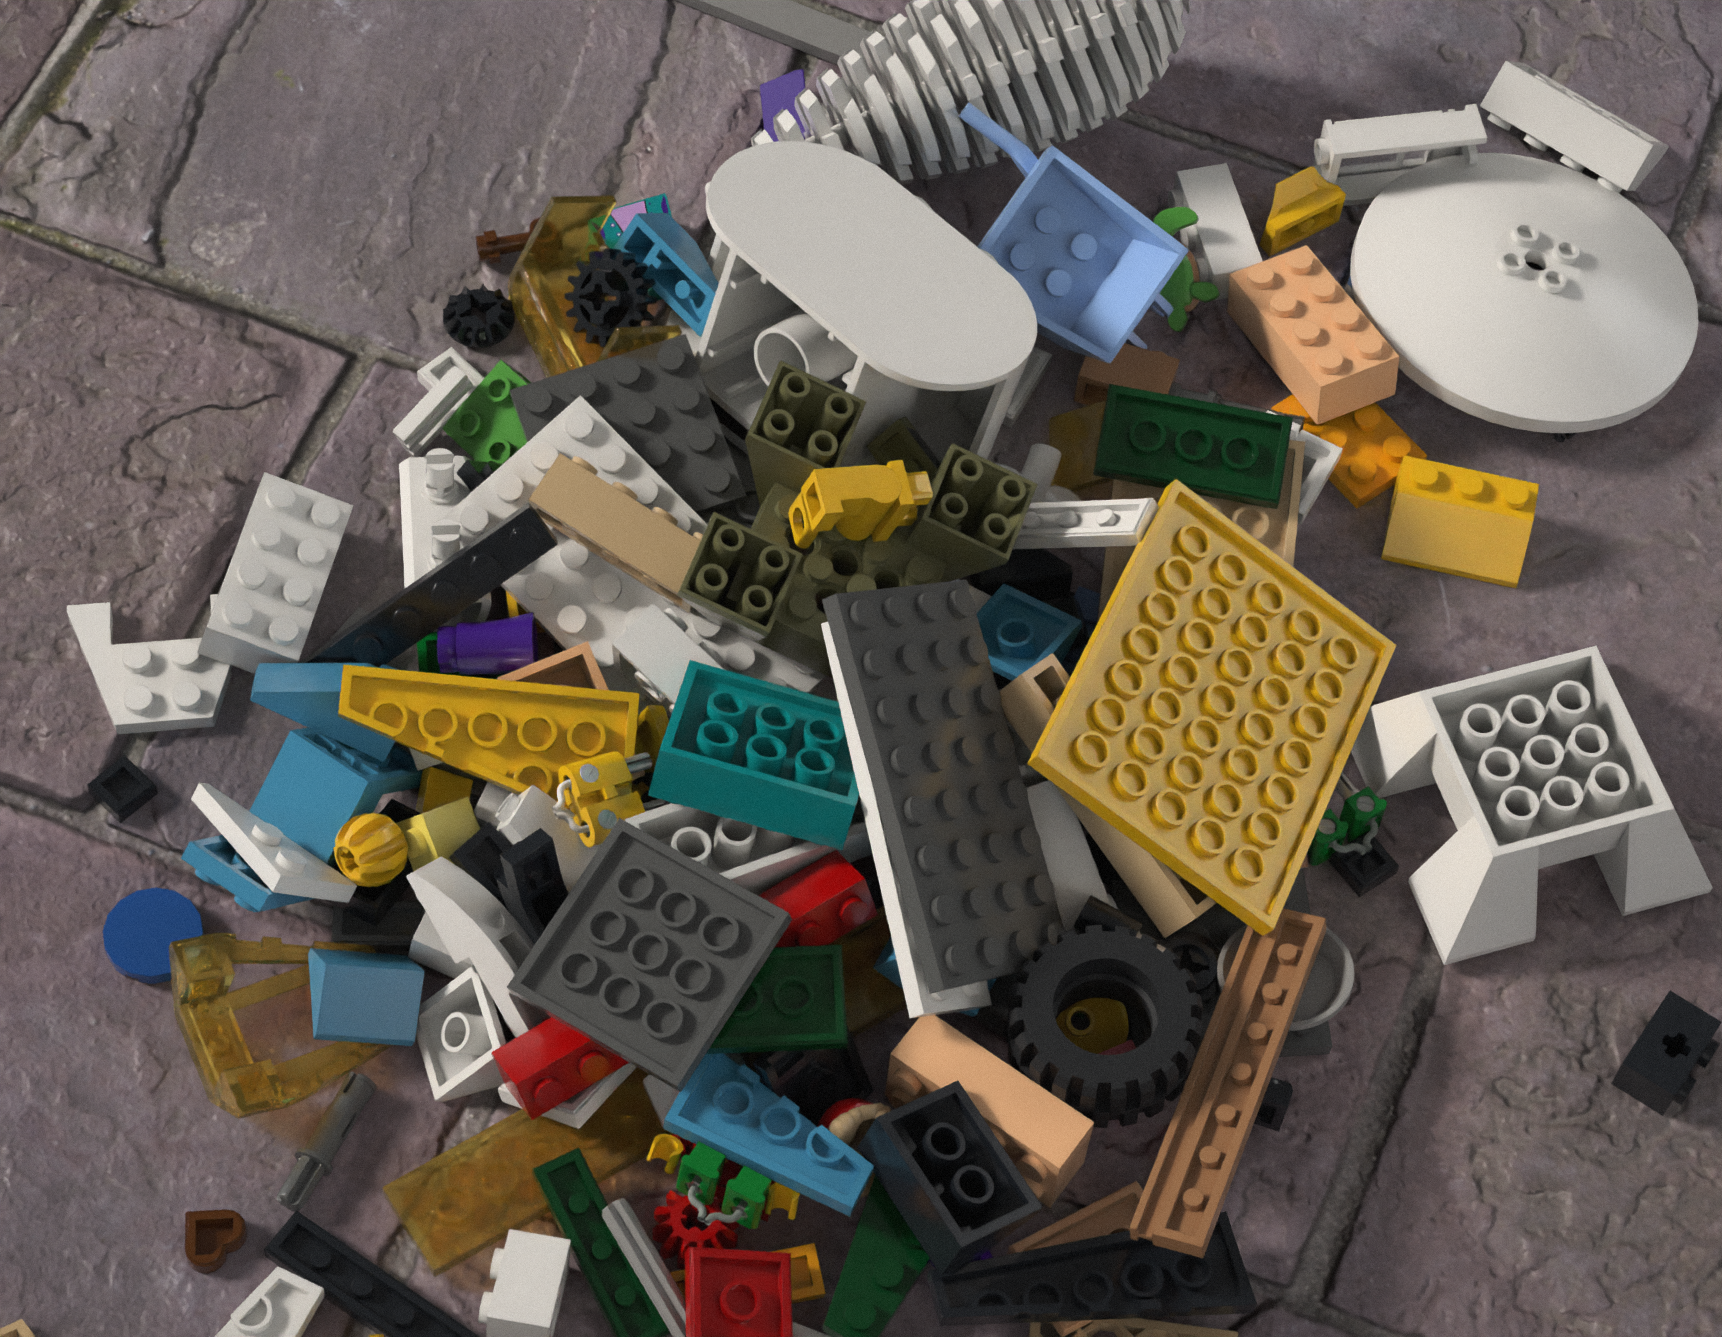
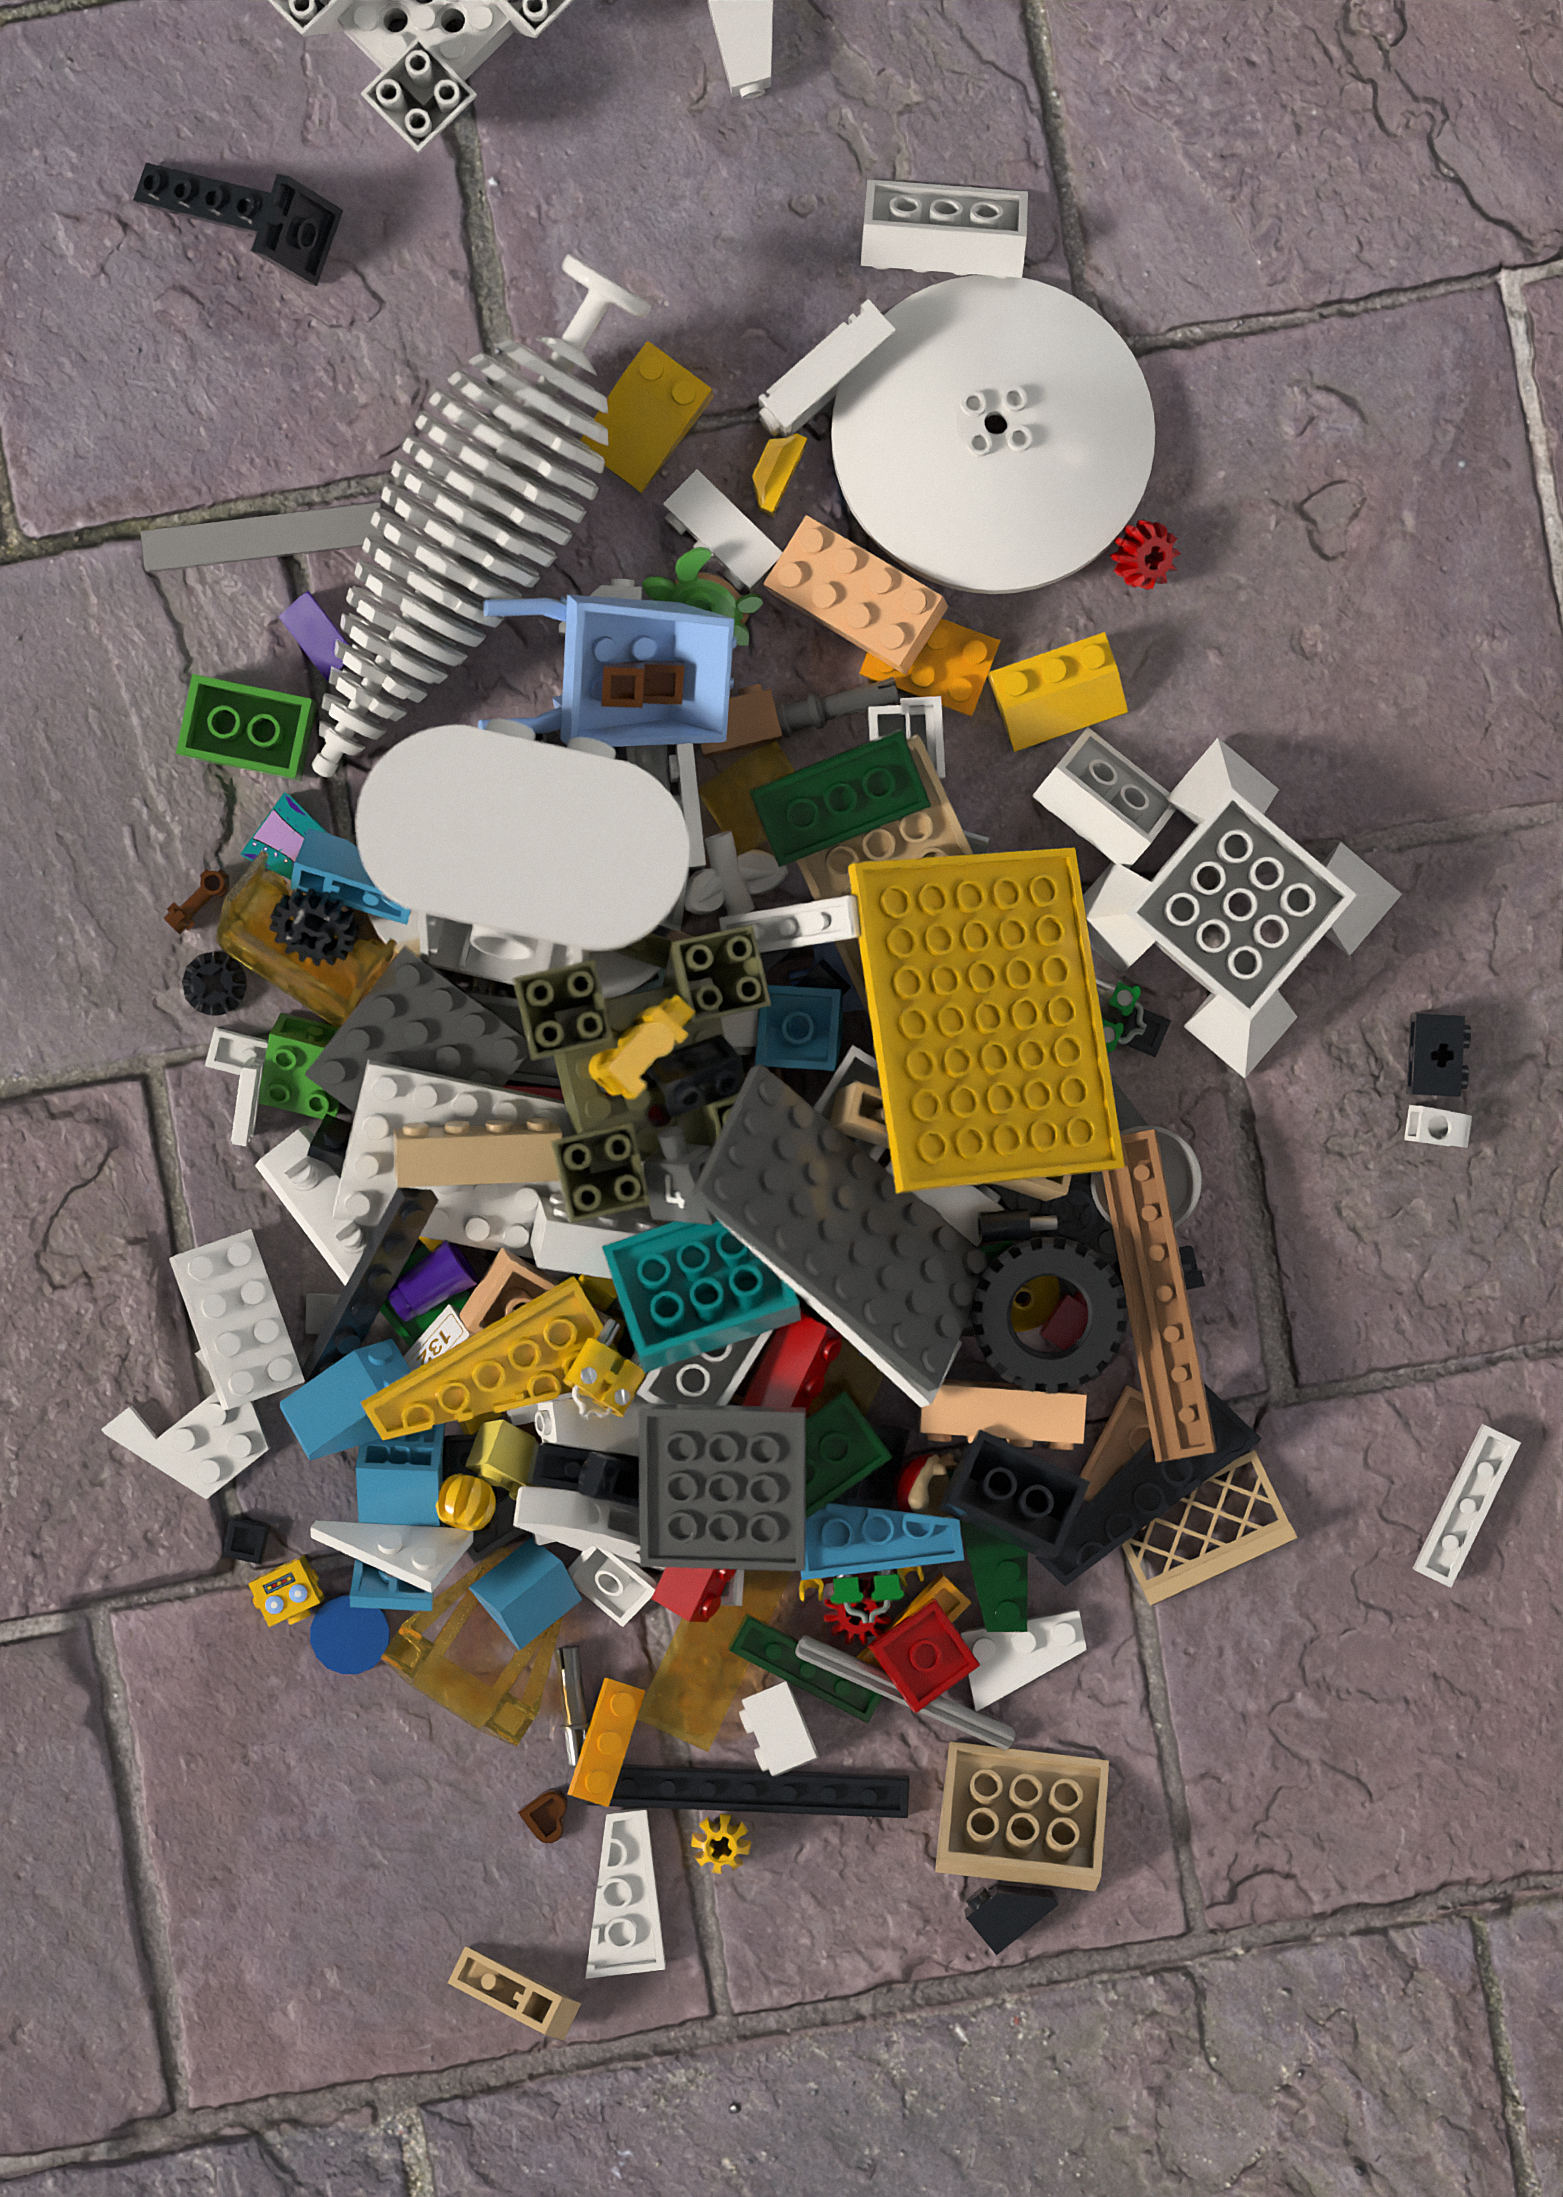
camera: 30 degrees left, 30 degrees up
(124, 850) = (287, 1592): none -> yellow head
(331, 1193) = (606, 1742): none -> light orange plate
(665, 132) = (246, 727): none -> bright green brick
(799, 652) = (672, 1176): none -> dark grey torso
(881, 568) = (698, 1074): none -> black bracket
(1037, 400) = (683, 771): none -> white plate
(1063, 271) = (642, 683): none -> reddish brown slope
(1207, 113) = (648, 415): none -> yellow slope
(1443, 624) = (1106, 799): none -> white slope
(1630, 453) = (1145, 554): none -> red gear
(1632, 1124) = (1437, 1126): none -> white leg

